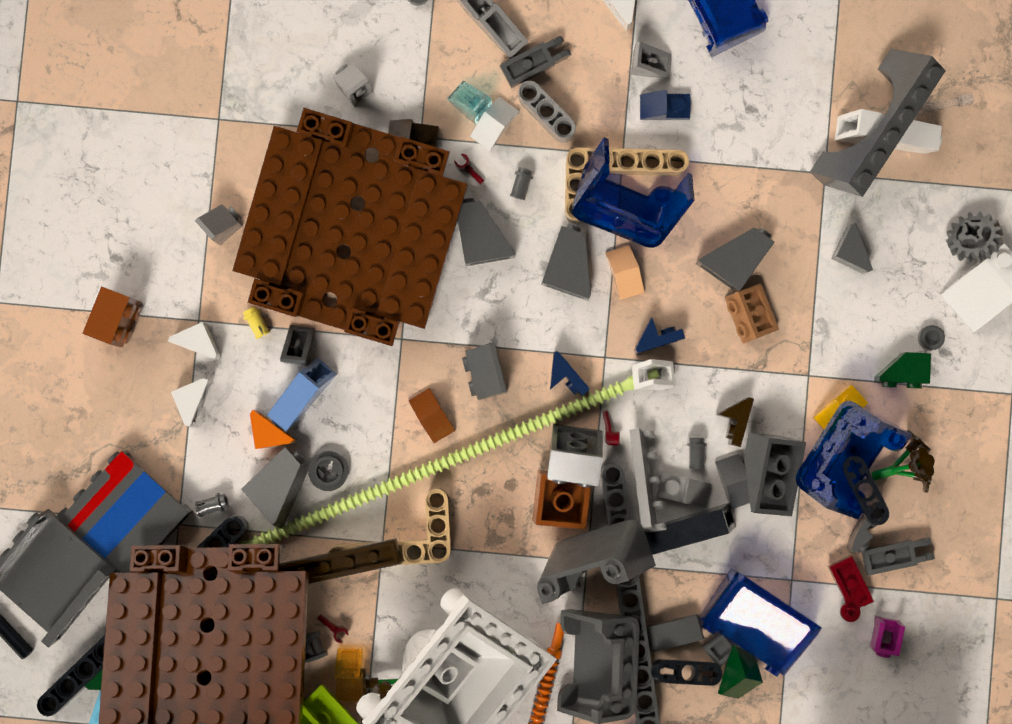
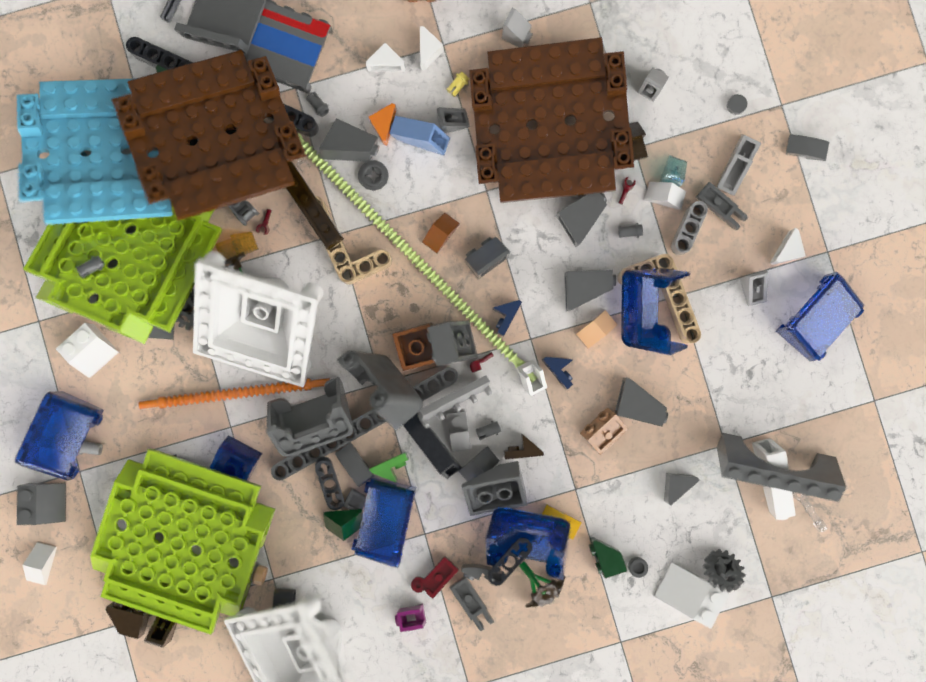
camera: 65 degrees right, 0 degrees up
(664, 106) = (727, 311): dark blue slope -> none
(694, 597) = (385, 468): none -> bright green slope

